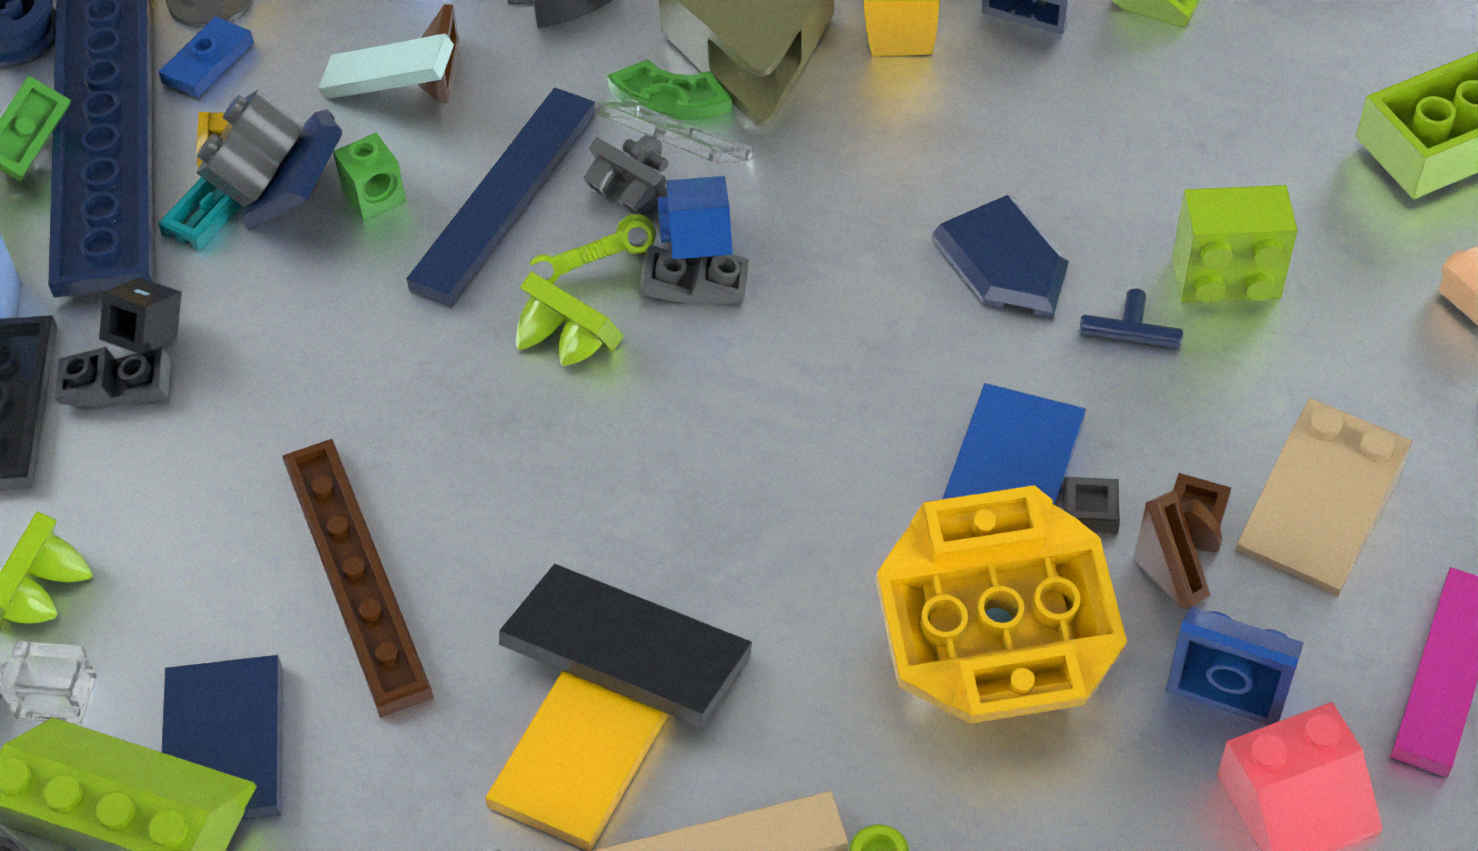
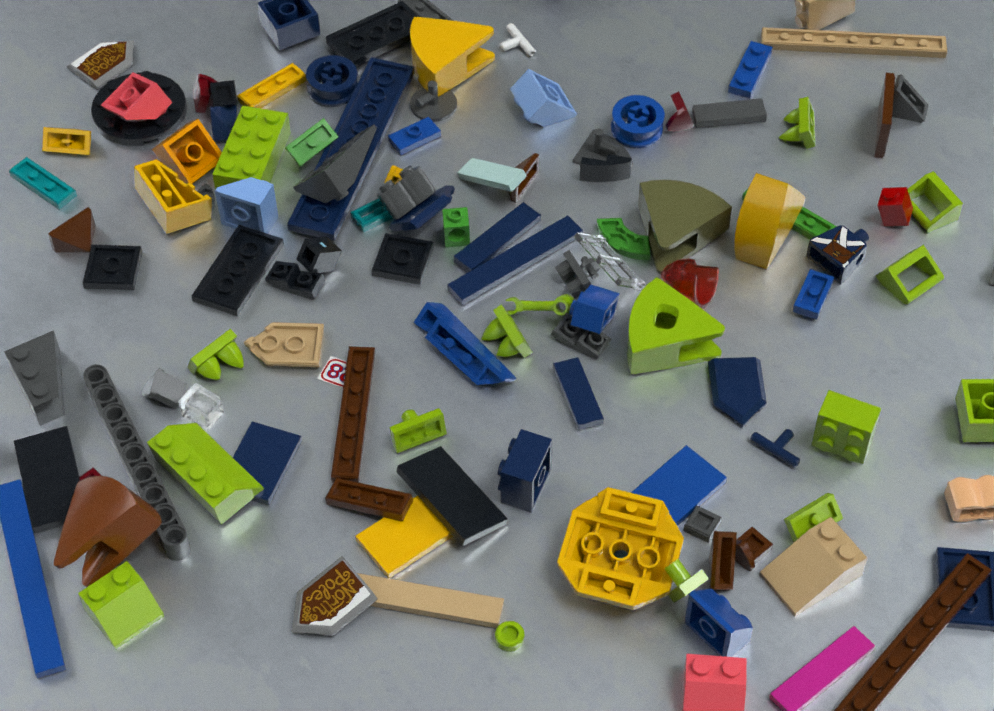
camera: 25 degrees right, 0 degrees up
(101, 159) = (337, 171): none -> dark grey wedge
(161, 499) = (288, 344): none -> tan tile
(276, 514) = (333, 372): none -> sticker
(297, 267) = (402, 258): none -> black tile
(450, 170) = (497, 237): none -> dark blue tile
(474, 717) = (369, 499): none -> reddish brown tile
(491, 374) = (461, 345): none -> blue wedge
(496, 552) = (417, 429): none -> lime tile
(740, 540) = (525, 470): none -> dark blue brick
(745, 373) = (578, 393): none -> dark blue tile
(826, 114) = (692, 280): none -> clear red helmet
(845, 205) = (669, 331): none -> lime piece
(1036, 62) = (813, 294): none -> blue plate
(1150, 618) = (683, 580): none -> lime tile
(1269, 416) = (812, 515): none -> lime plate

